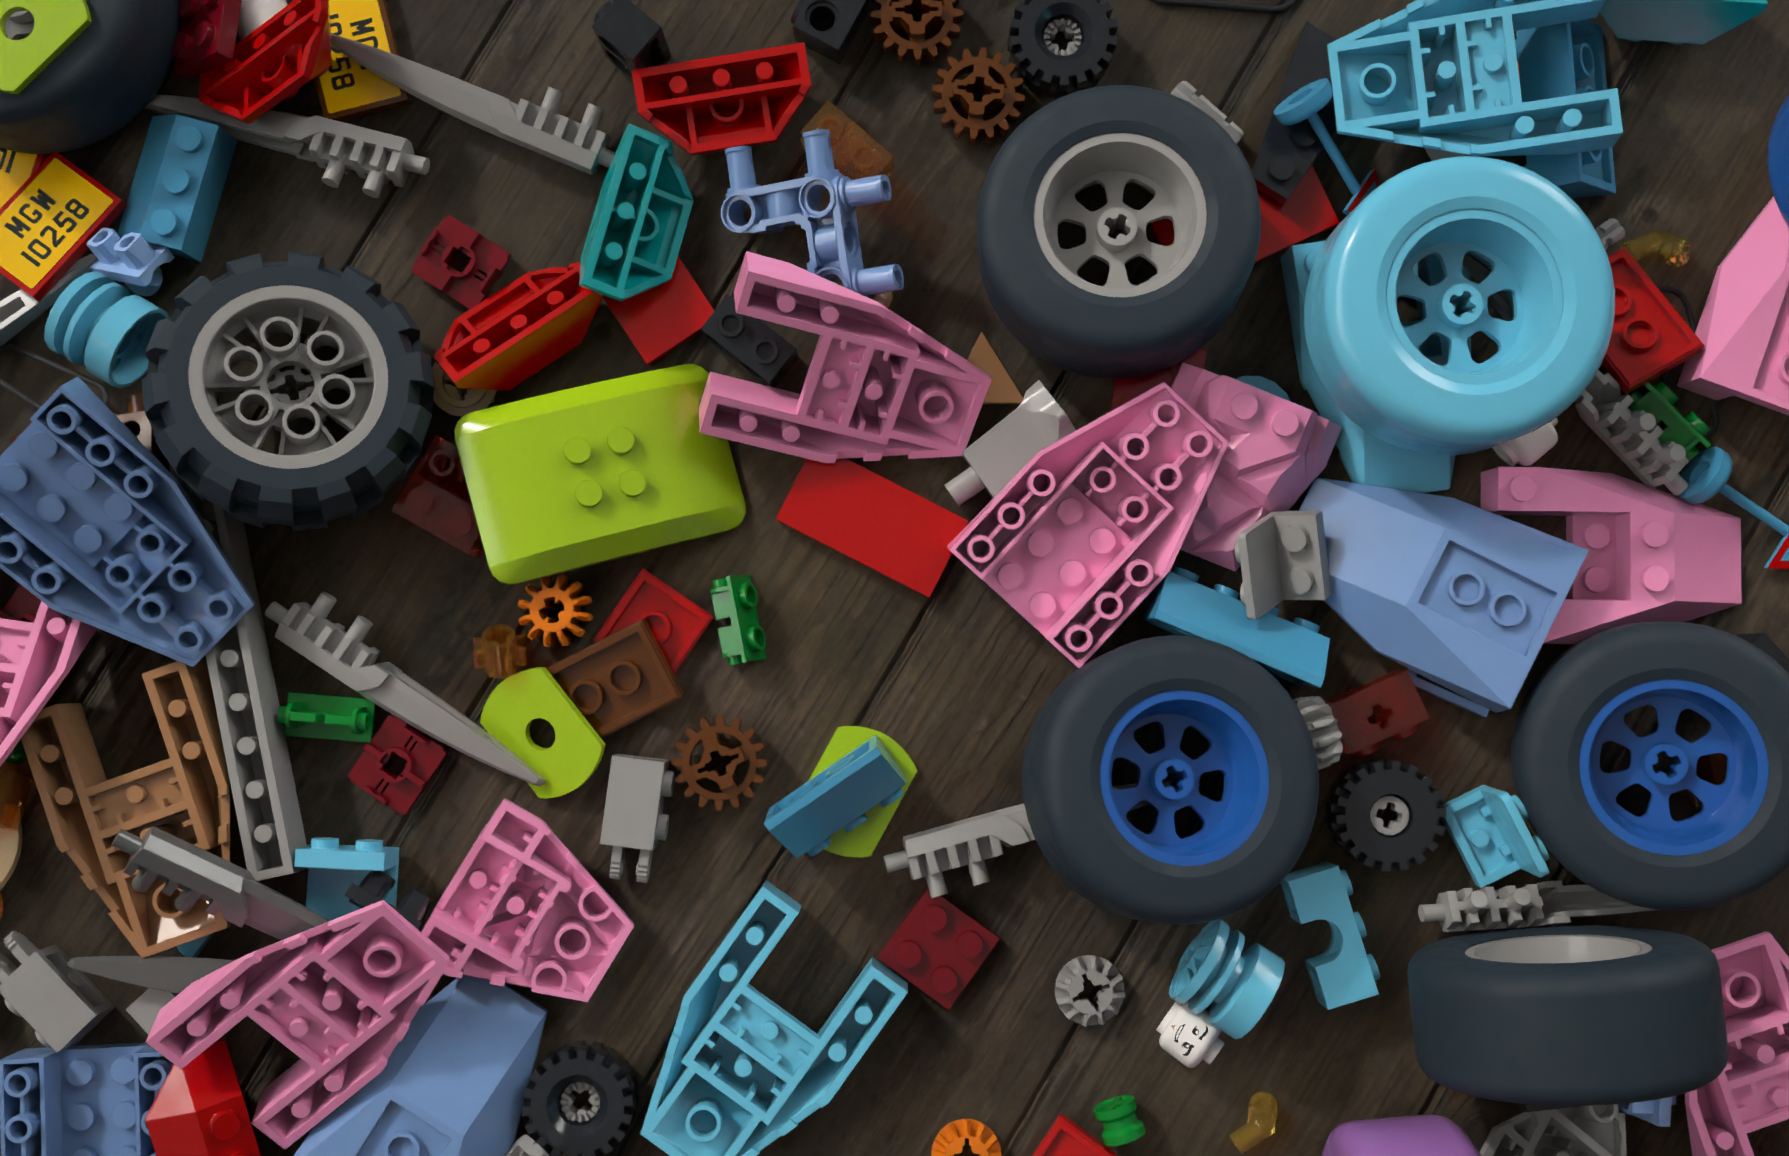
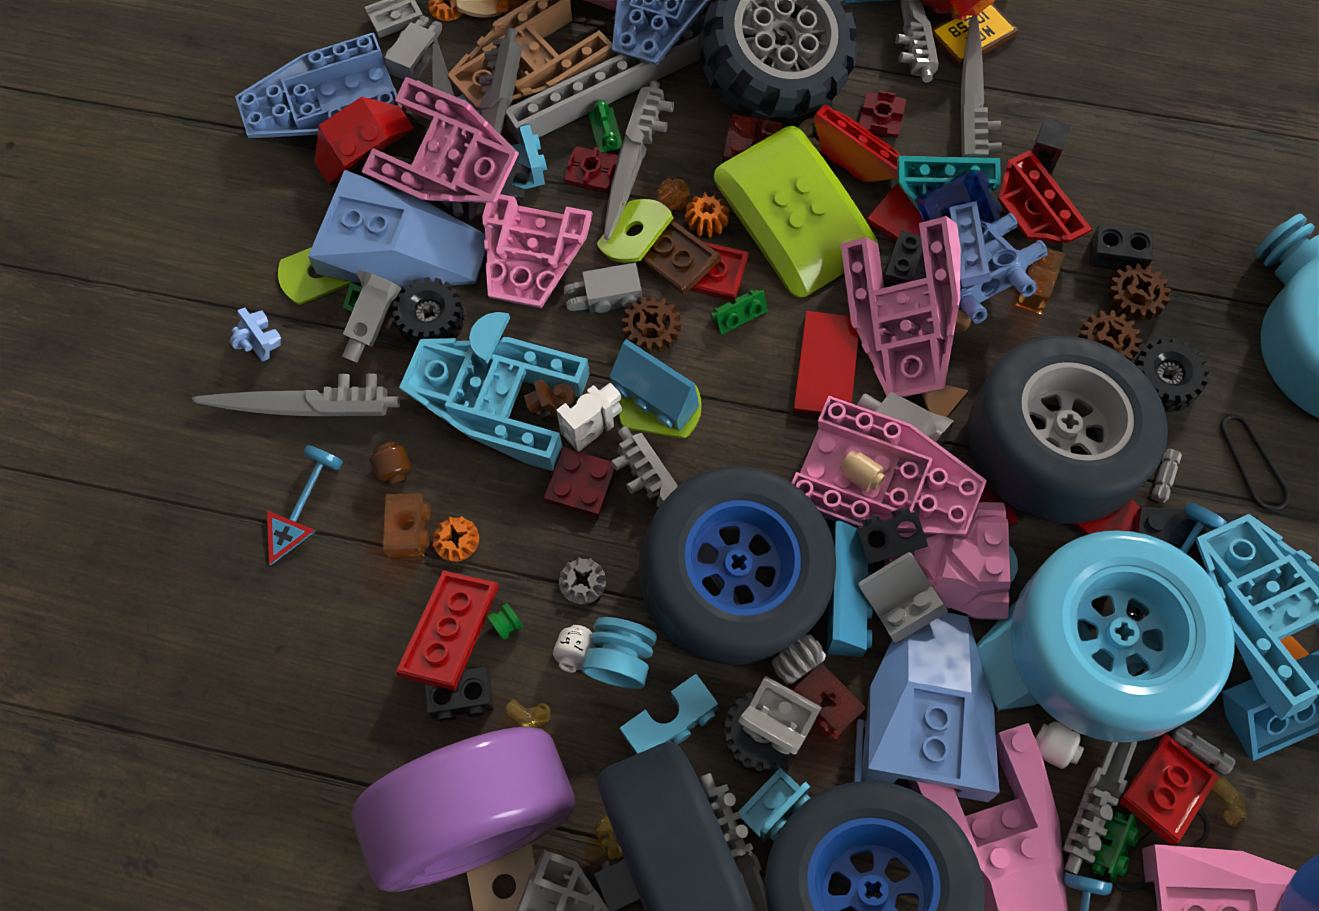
camera: 80 degrees right, 20 degrees down
(673, 1031) = (487, 333): none -> medium azure tile
(685, 224) = (960, 190): none -> clear blue panel
(764, 234) = (973, 259): none -> medium blue plate
(804, 959) = (547, 400): none -> reddish brown hips
(850, 908) = (589, 416): none -> white hips
(1082, 545) = (862, 471): none -> tan brick
(1211, 547) = (894, 543): none -> black brick
(1402, 800) = (779, 716): none -> light grey bracket

